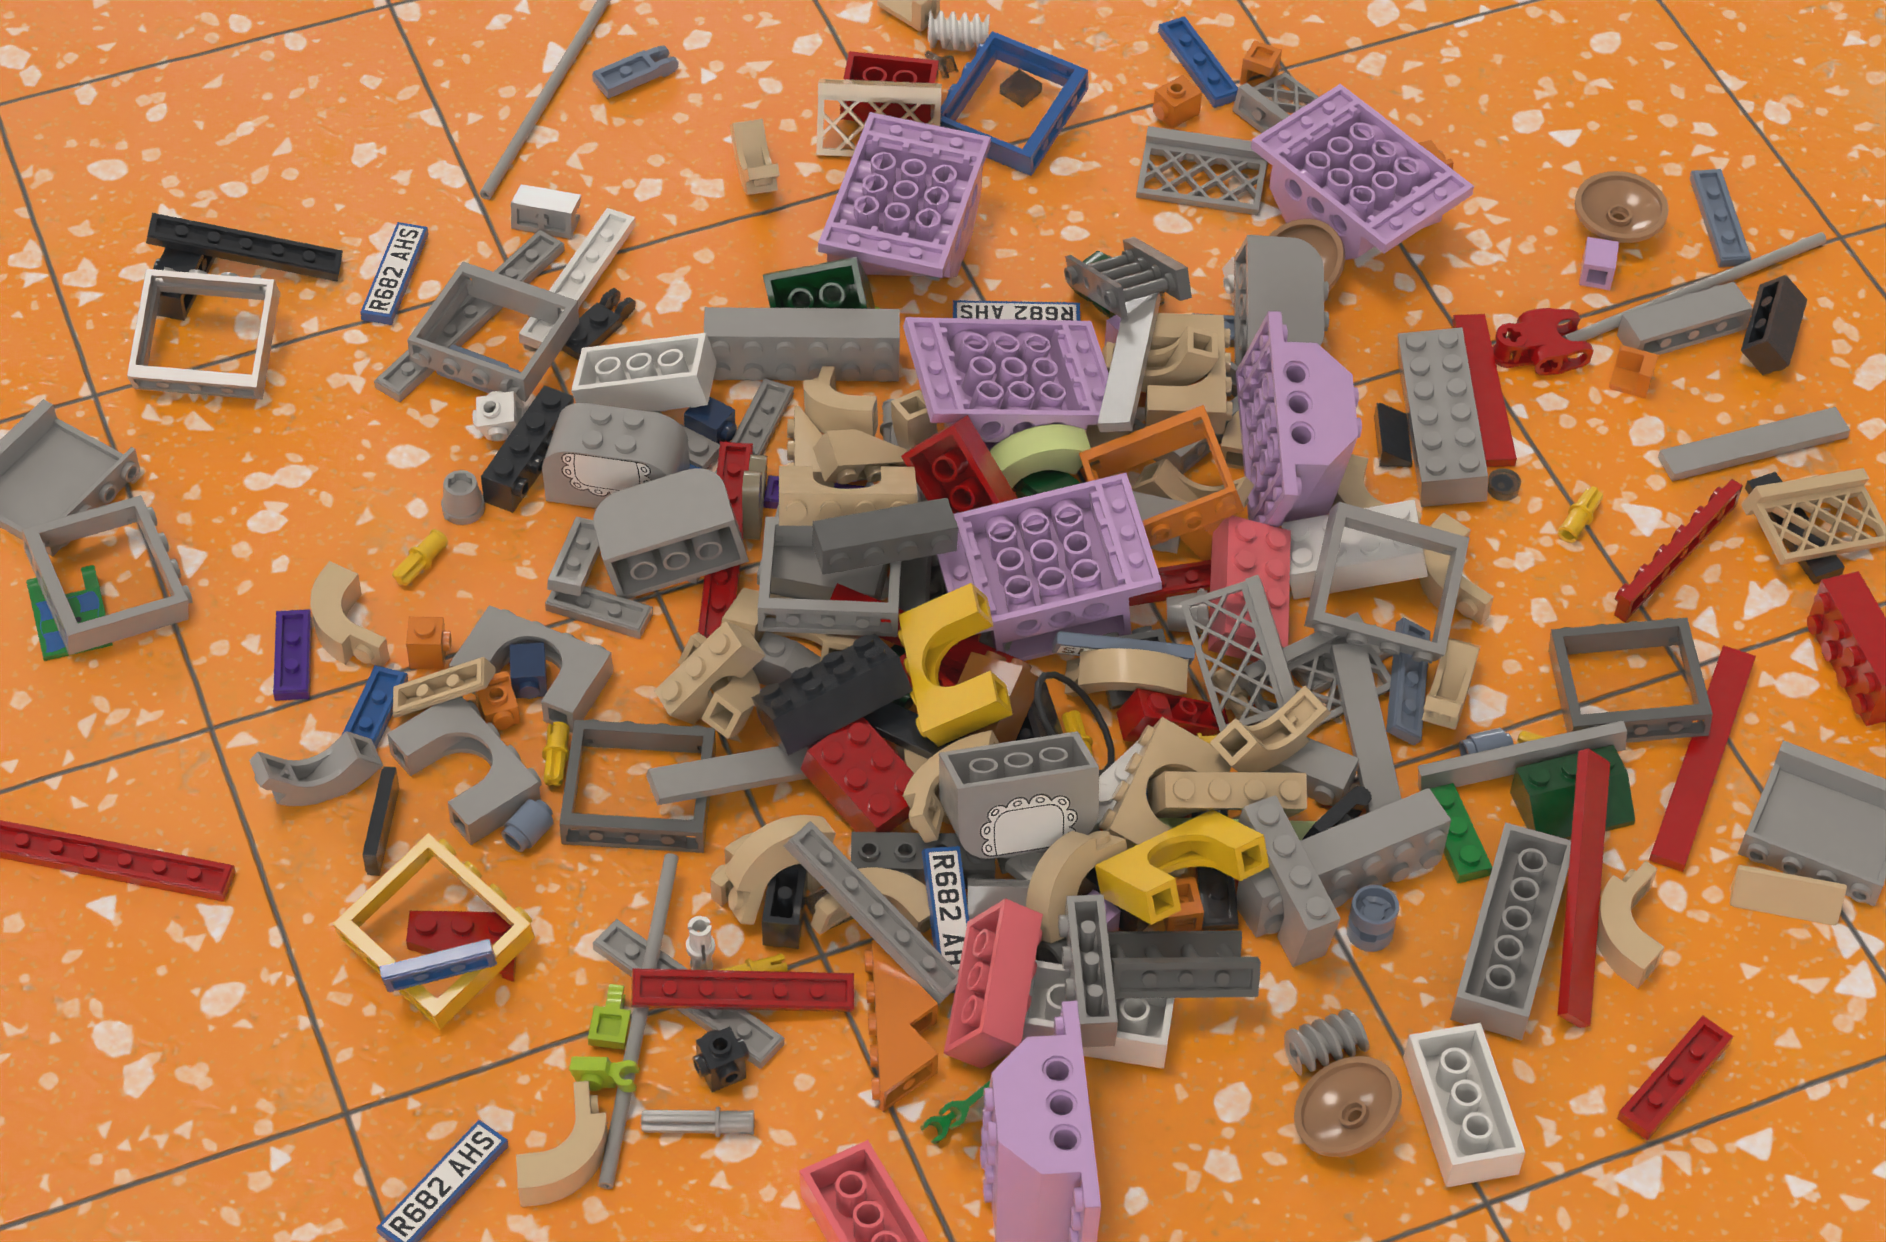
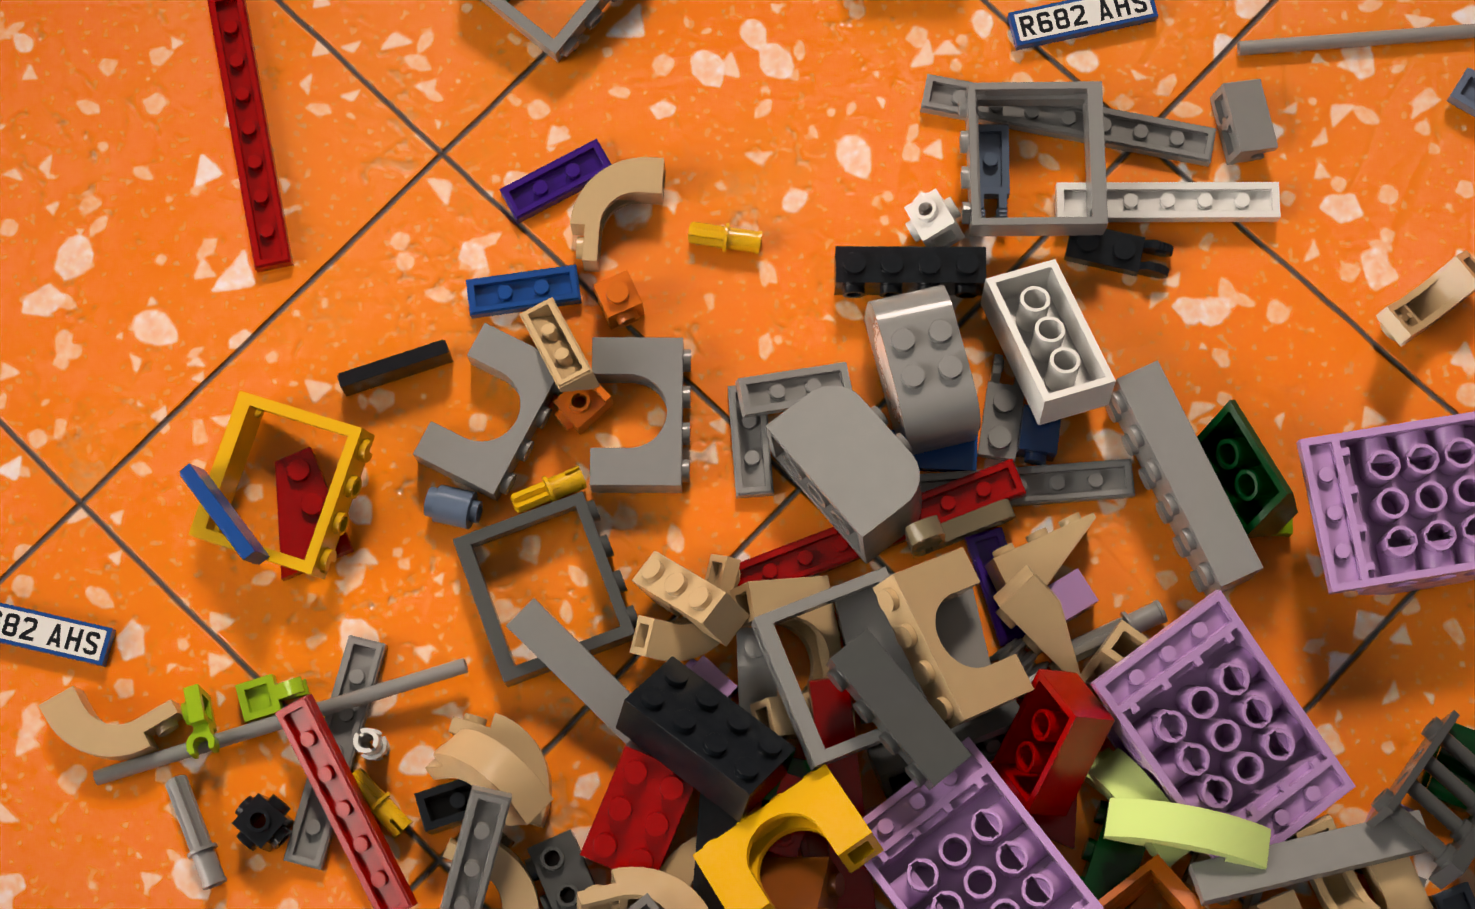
camera: 70 degrees right, 25 degrees up
(321, 777) = (414, 279): light grey arch -> none
(461, 498) = (815, 240): light grey piece -> none
(528, 670) = (632, 414): dark blue brick -> none
(836, 410) = (1093, 567): tan arch -> none
(1016, 310) = (1361, 686): tile -> none
(1066, 414) = (1189, 829): none -> yellowish green slope

